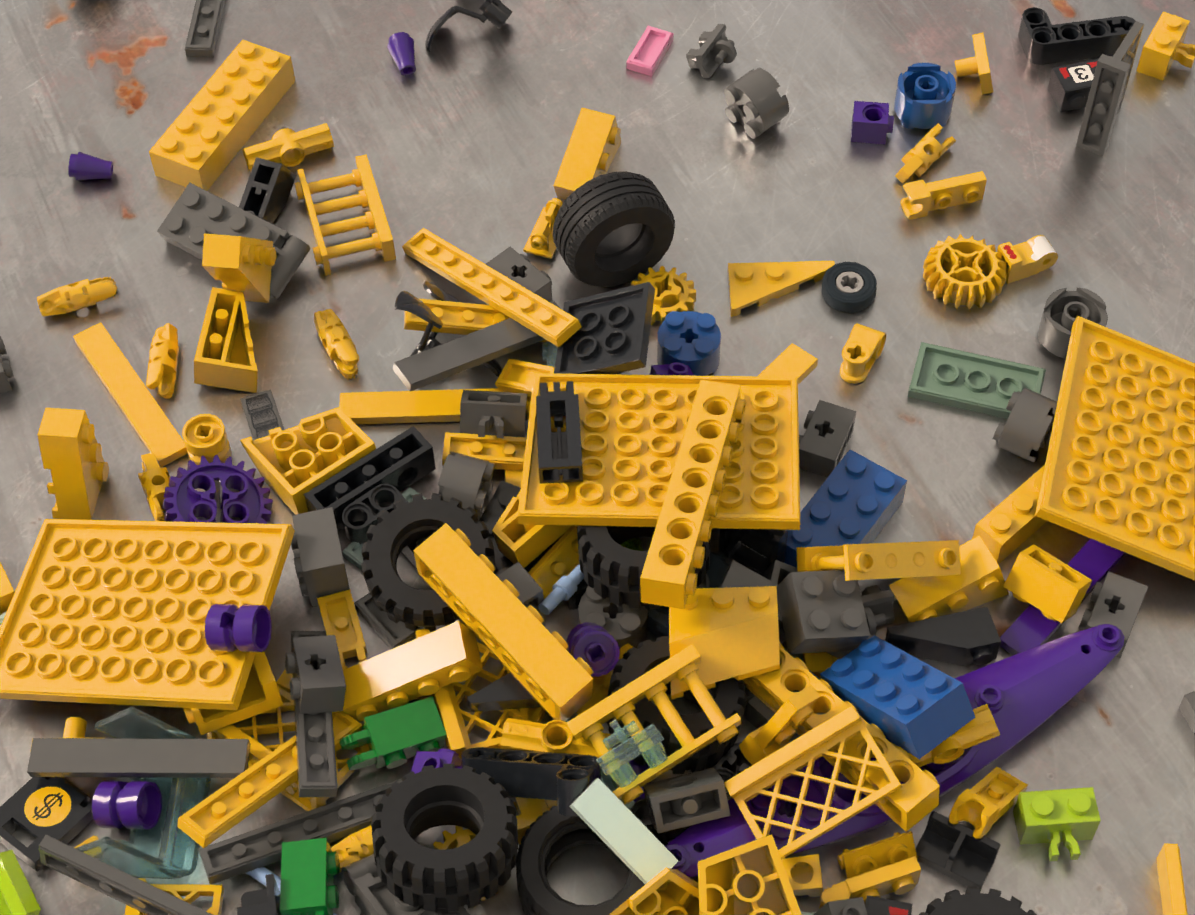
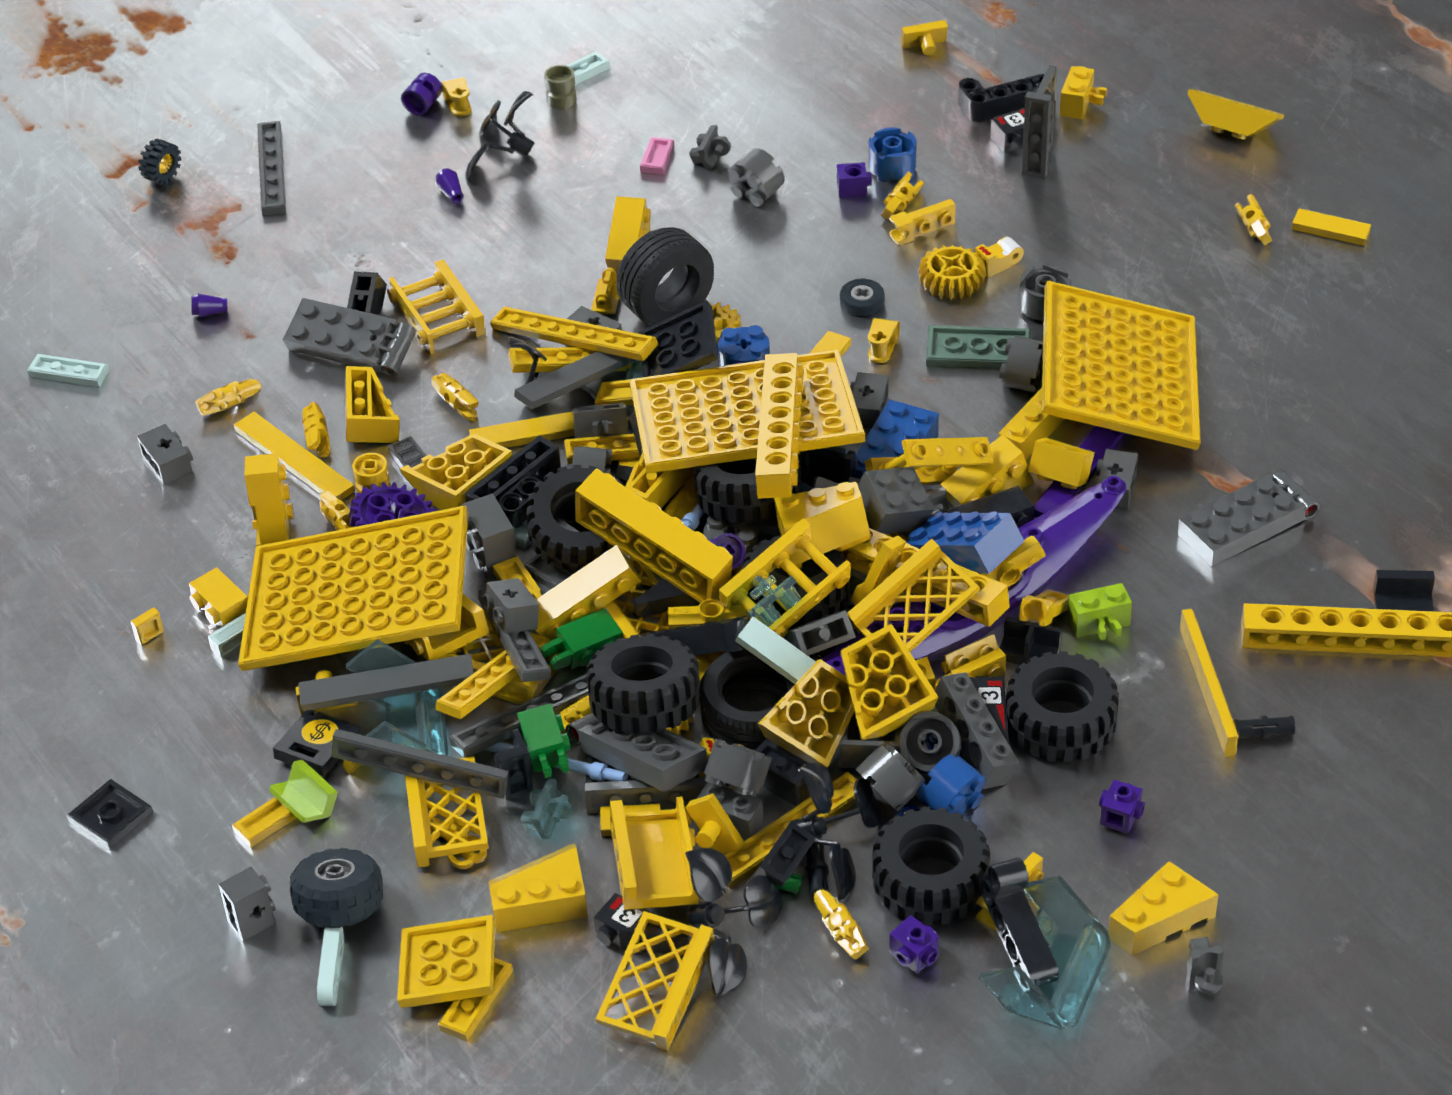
camera: 10 degrees left, 10 degrees down
(127, 804) = (392, 710): dark purple wheel -> none
(222, 116) = (311, 250): yellow brick -> none
(238, 628) = (448, 570): dark purple wheel -> none
(240, 264) = (369, 341): yellow wedge -> none
(290, 146) = (372, 262): yellow piece -> none
(558, 451) = (665, 424): black hinge -> none
(768, 280) = (796, 302): yellow wing -> none
(977, 64) = (930, 126): yellow tile -> none

